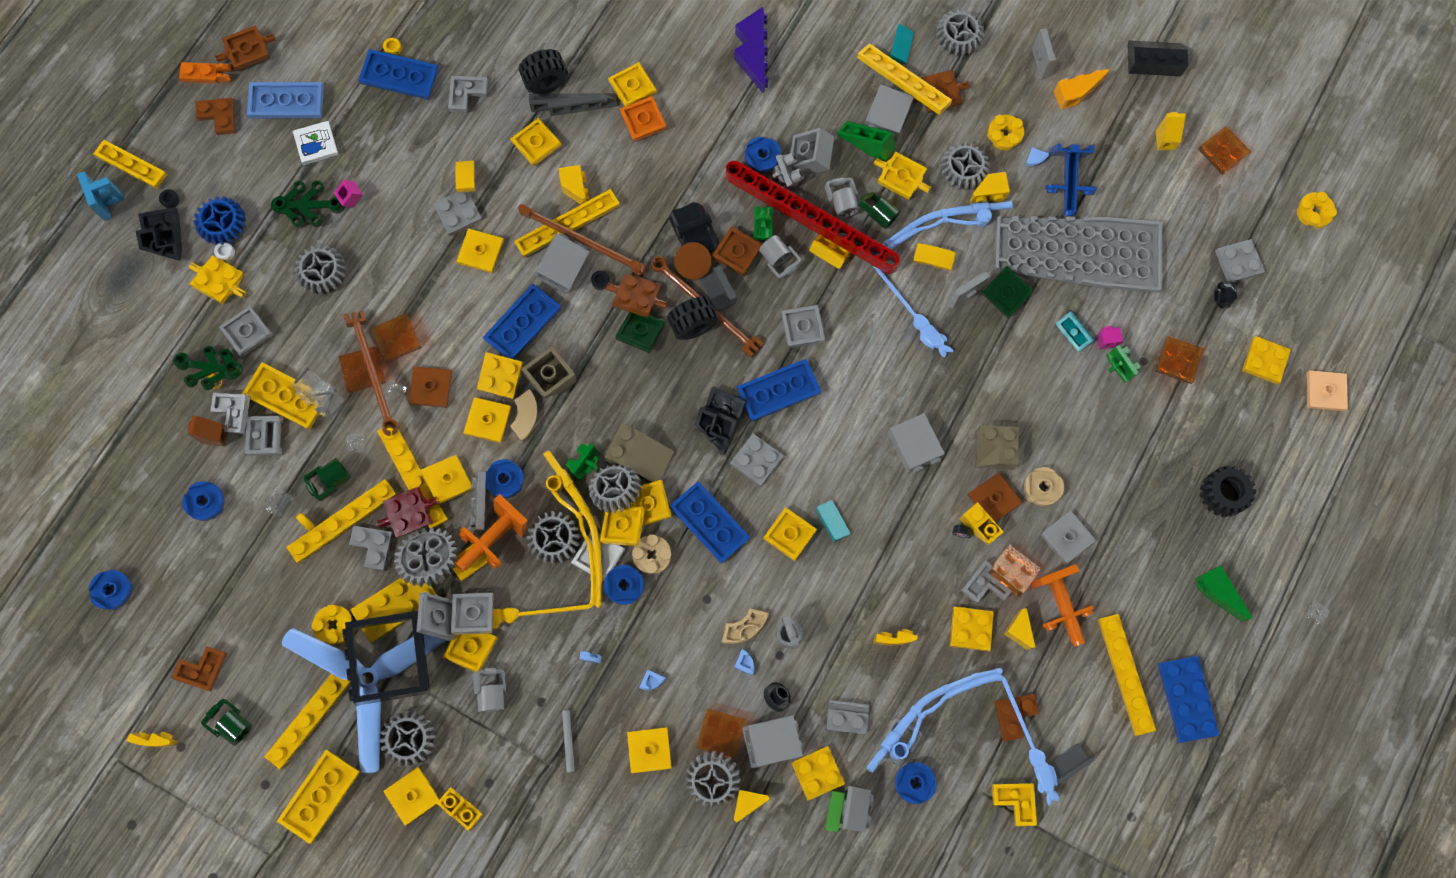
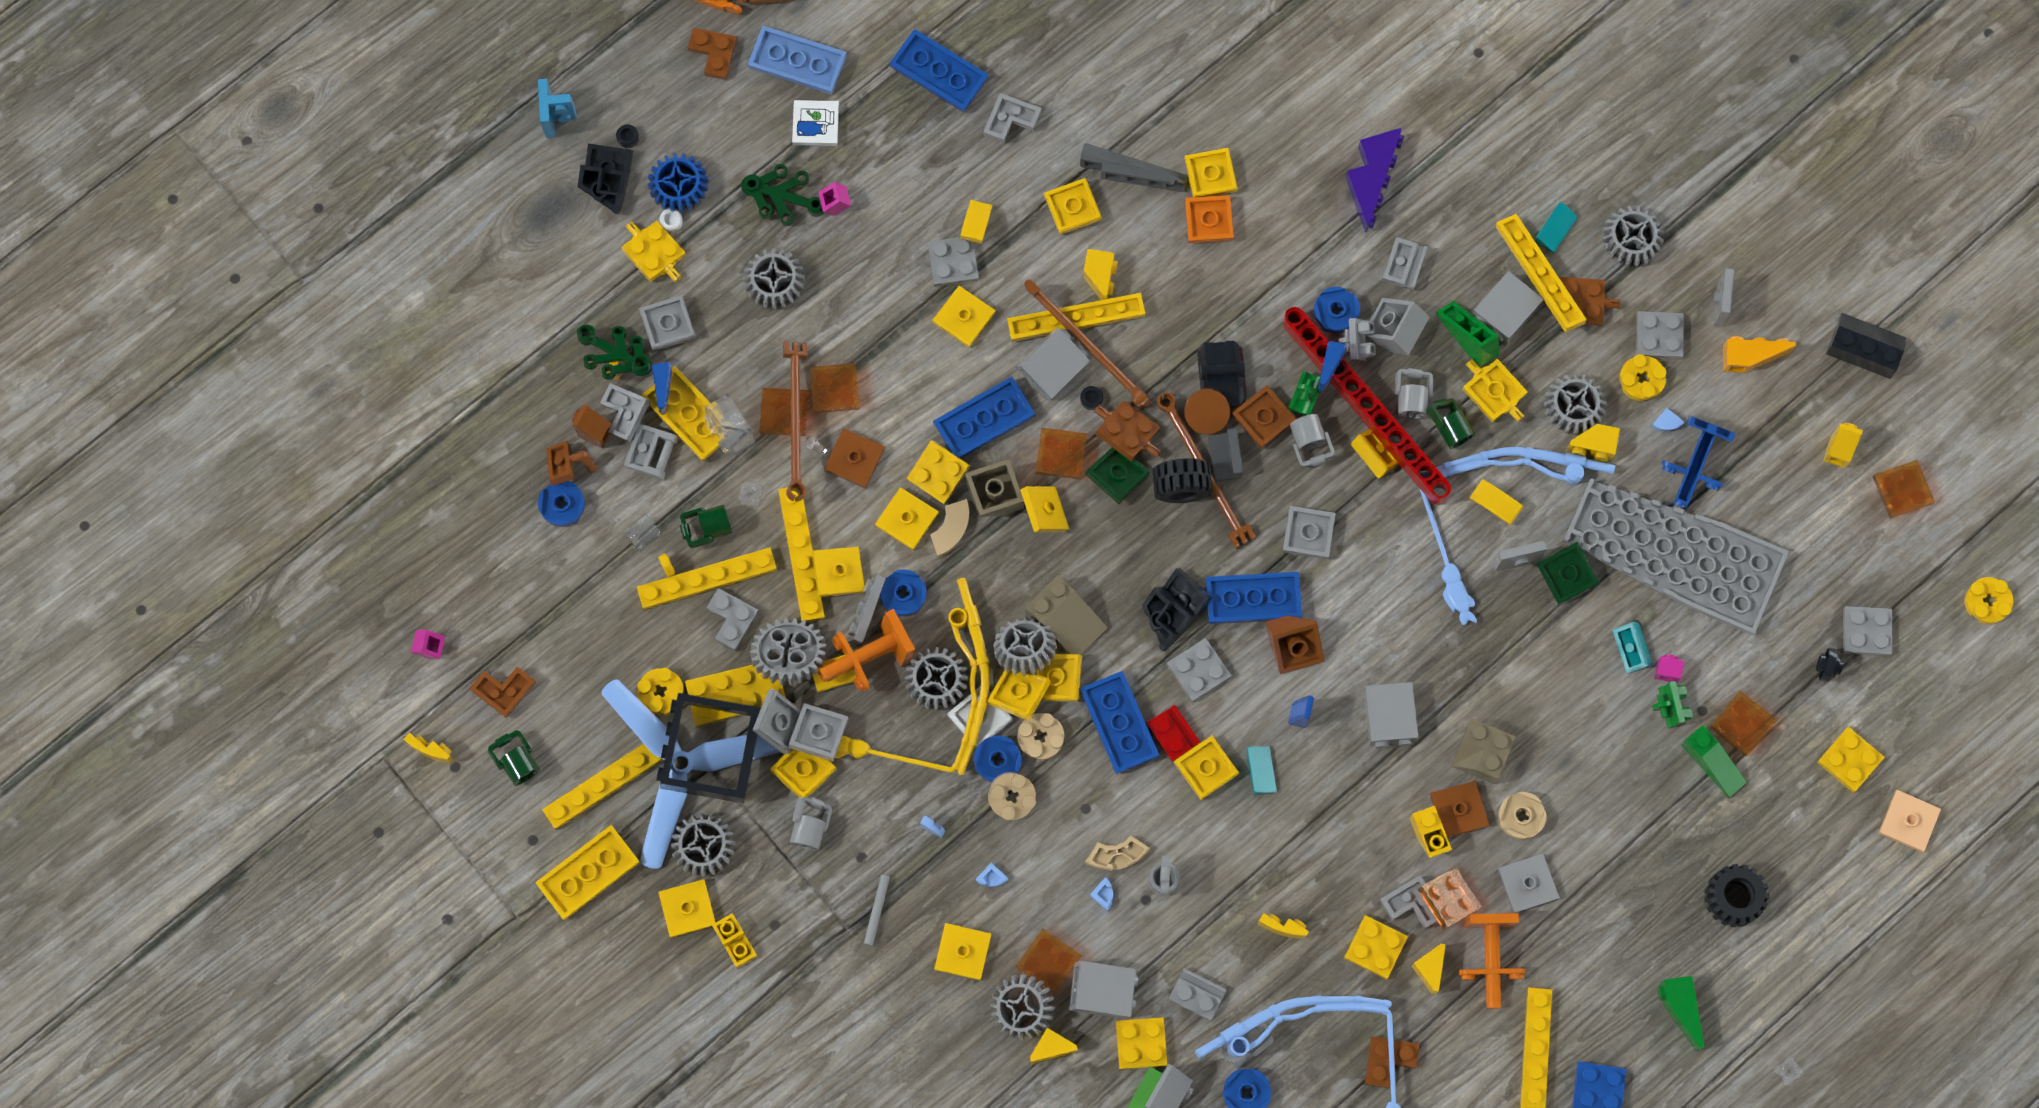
camera: 25 degrees right, 0 degrees up
(114, 600) = (434, 555): blue plate -> none
(130, 164) = (596, 80): yellow plate -> none
(130, 652) = (428, 644): none -> dark pink plate
(191, 467) = (561, 462): none -> dark orange plate
(253, 374) = (662, 378): none -> blue slope
(392, 46) = (942, 33): yellow tile -> none
(408, 512) = (784, 594): dark red plate -> none
(543, 71) = (1109, 125): black tyre -> none
(586, 462) = (1002, 606): green hips -> none
(591, 329) = (1061, 453): none -> clear orange plate
(593, 376) = (1044, 509): none -> yellow plate
(656, 611) = (999, 791): none -> tan plate
(754, 516) = (1173, 733): none -> red plate
(774, 185) = (1333, 356): none -> blue slope
(777, 696) = (1126, 943): black plate -> none
(800, 105) = (1404, 263): none -> light grey plate
(823, 413) = (1294, 642): none -> dark orange slope
(848, 464) = (1301, 711): none -> blue slope
(962, 531) = (1406, 833): black tile -> none
(1006, 97) = (1659, 334): none -> light grey plate
(1168, 394) = (1714, 760): none -> green slope

